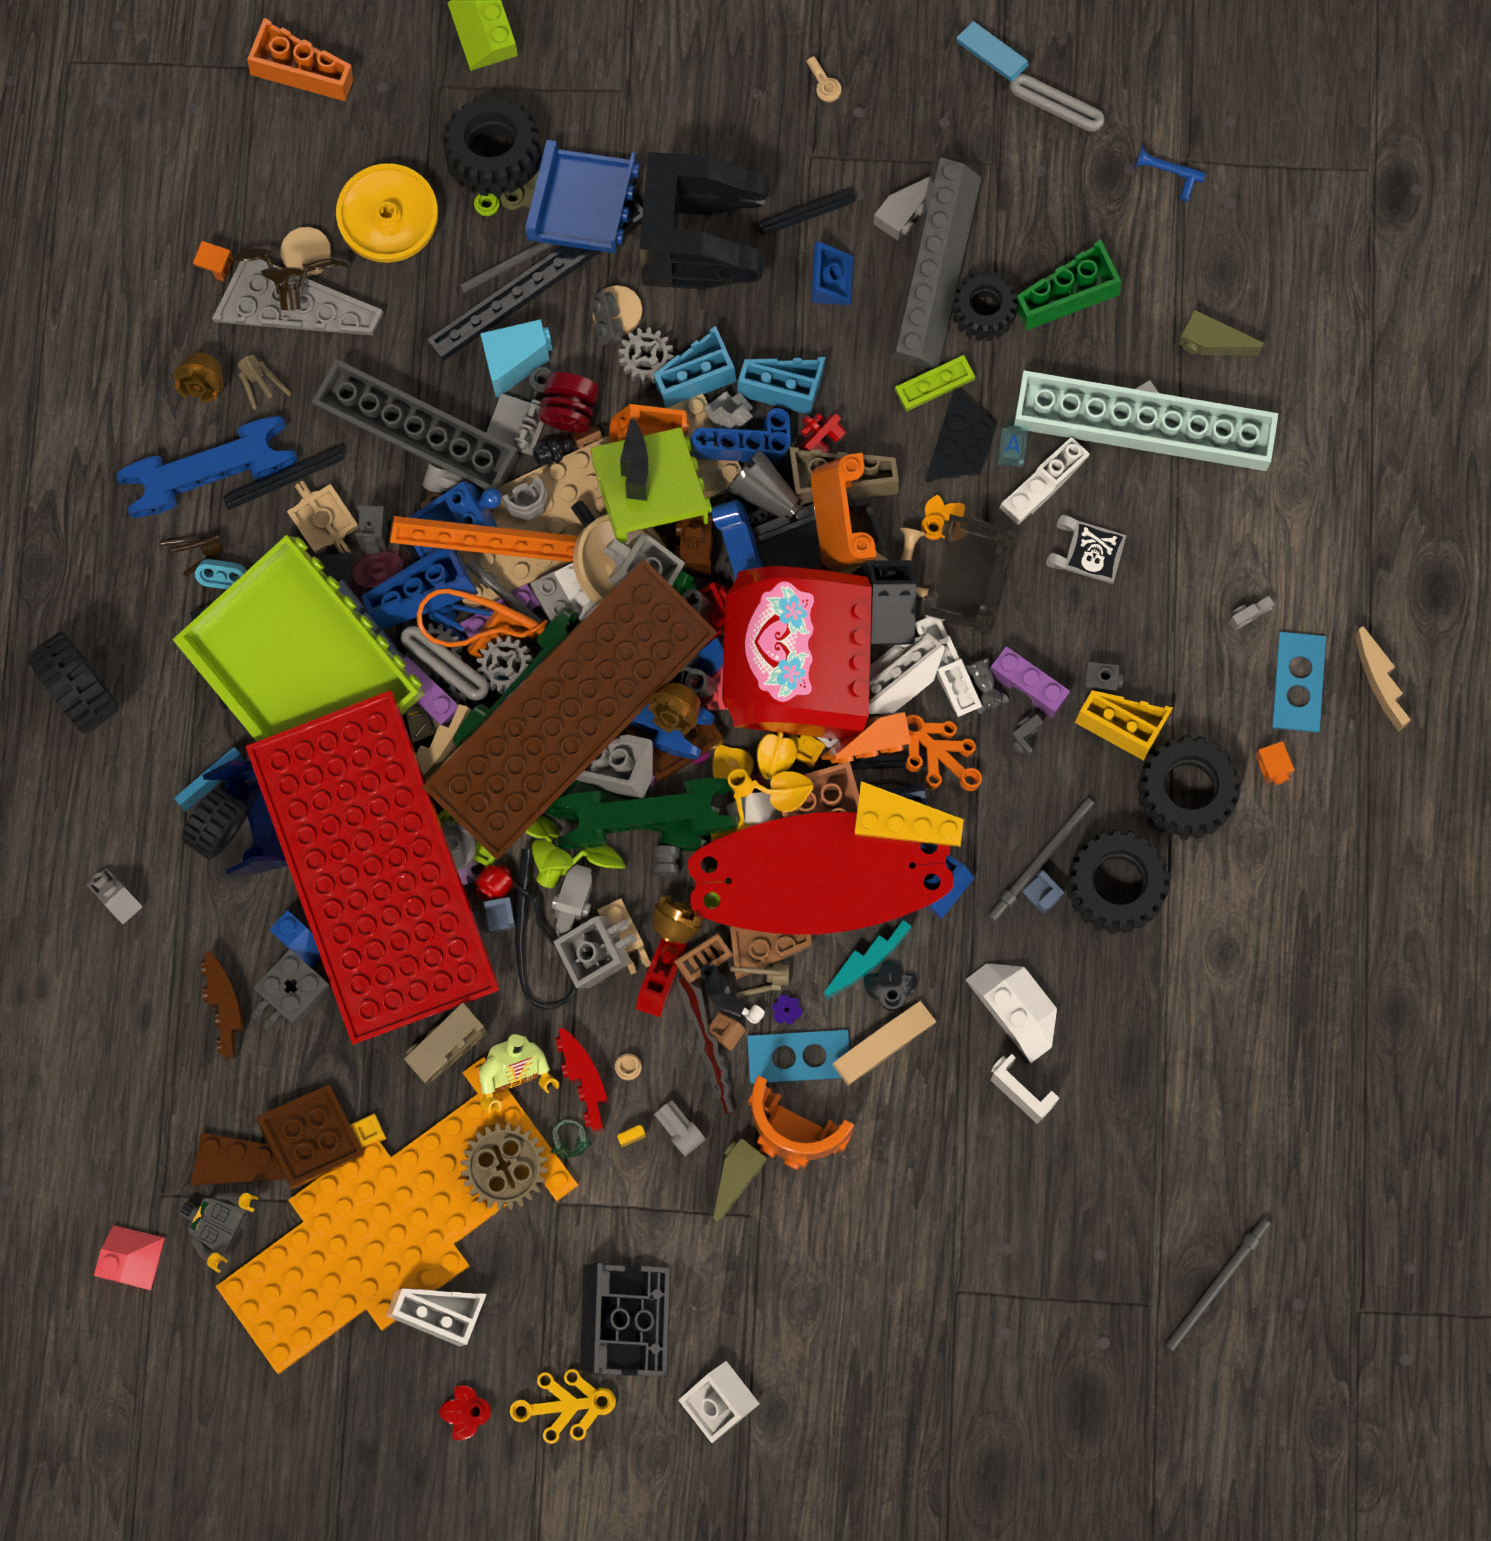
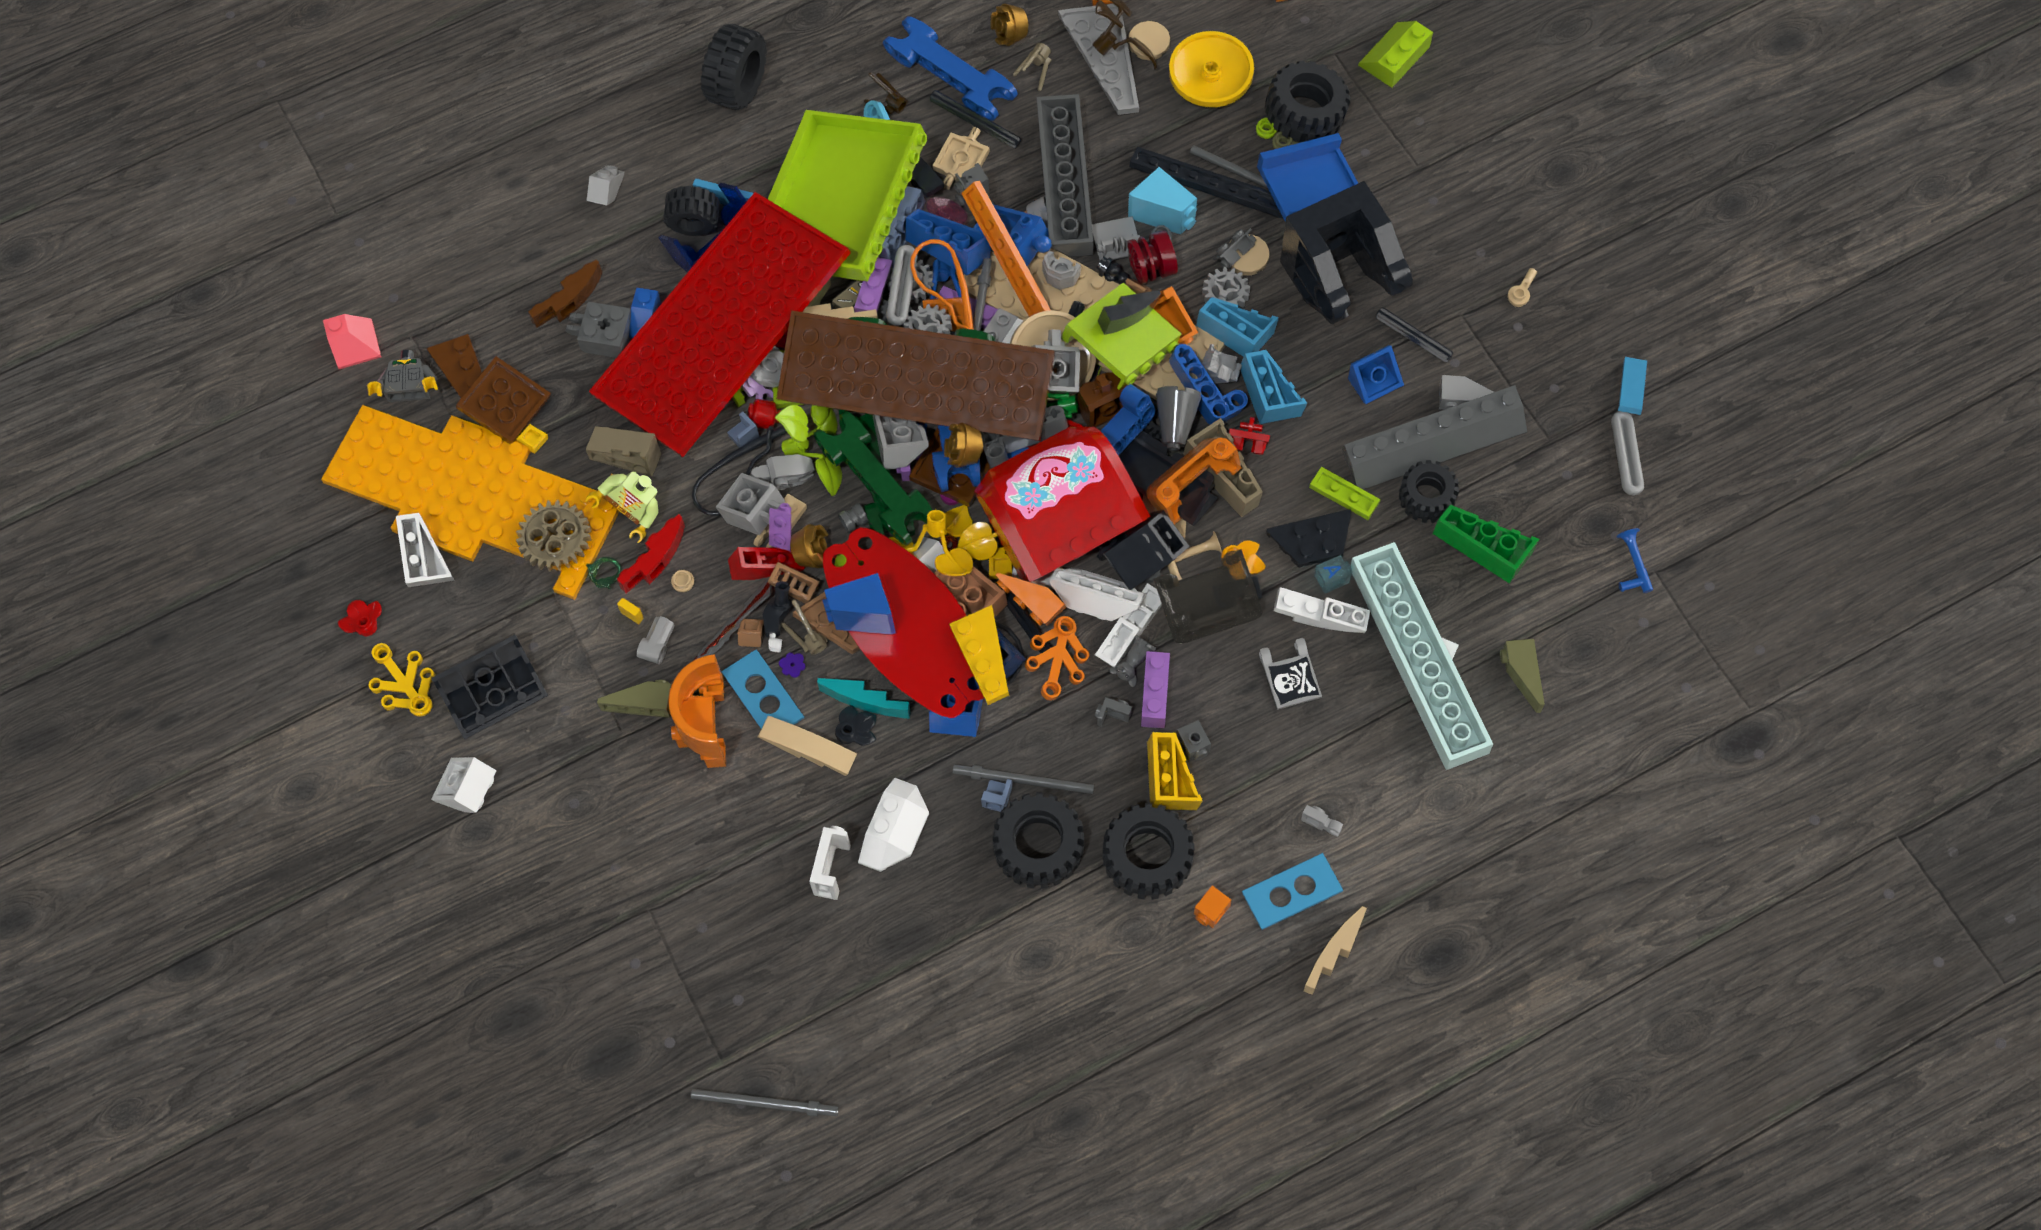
camera: 60 degrees right, 10 degrees down
(643, 935) = (780, 527): none -> medium lavender hinge
(789, 905) = (859, 606): none -> blue slope

